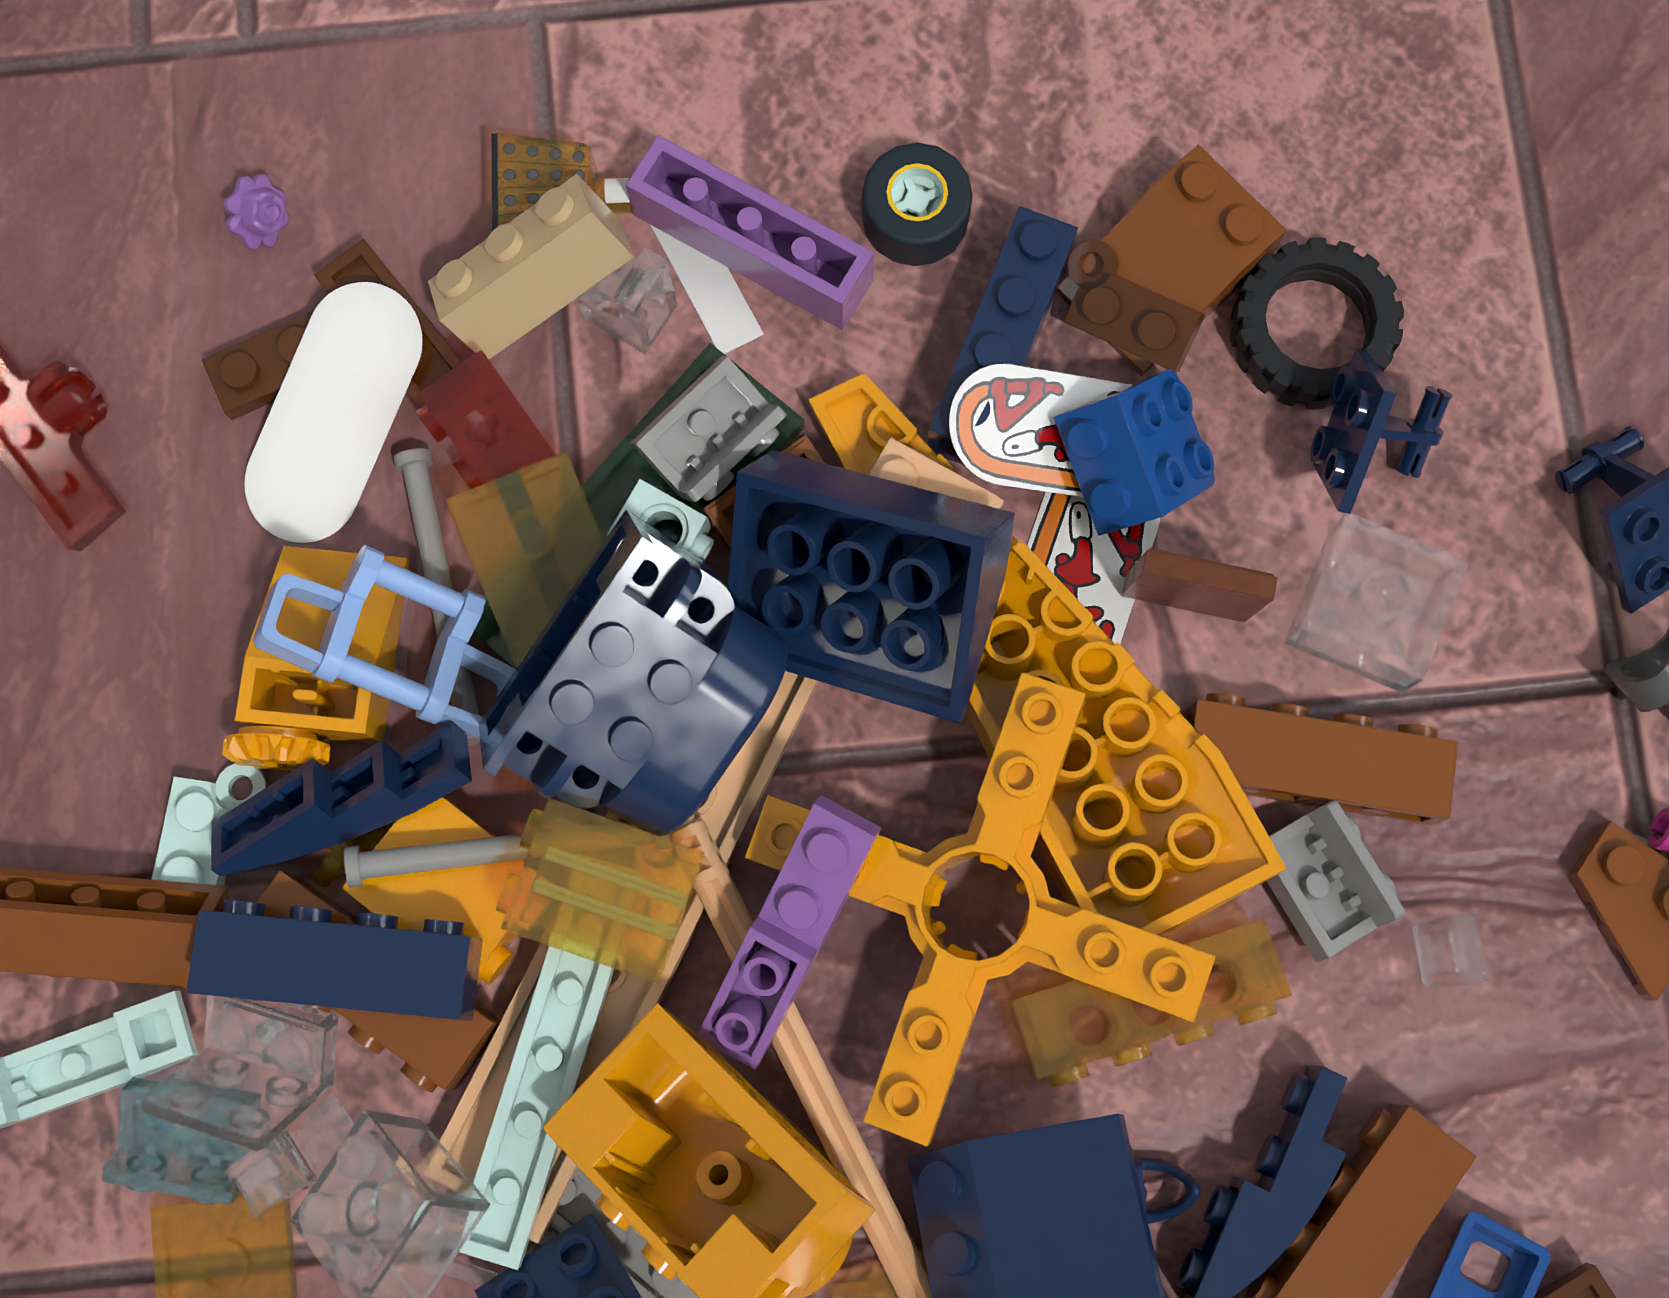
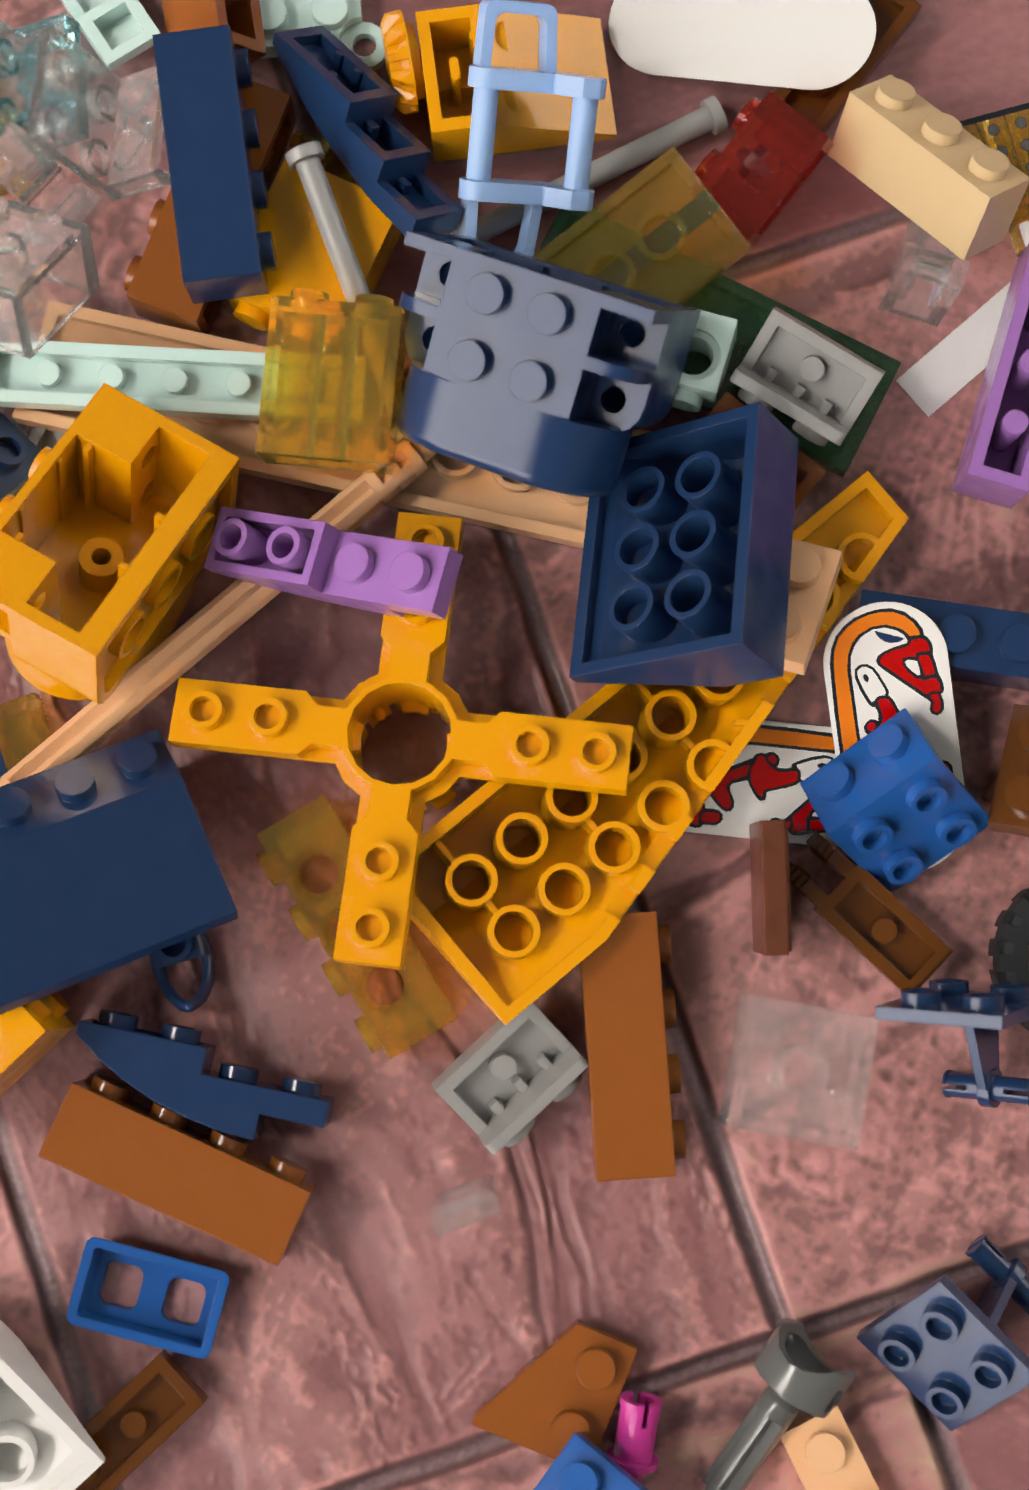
camera: 75 degrees right, 5 degrees up
(1243, 499) = (872, 919): none -> reddish brown hinge

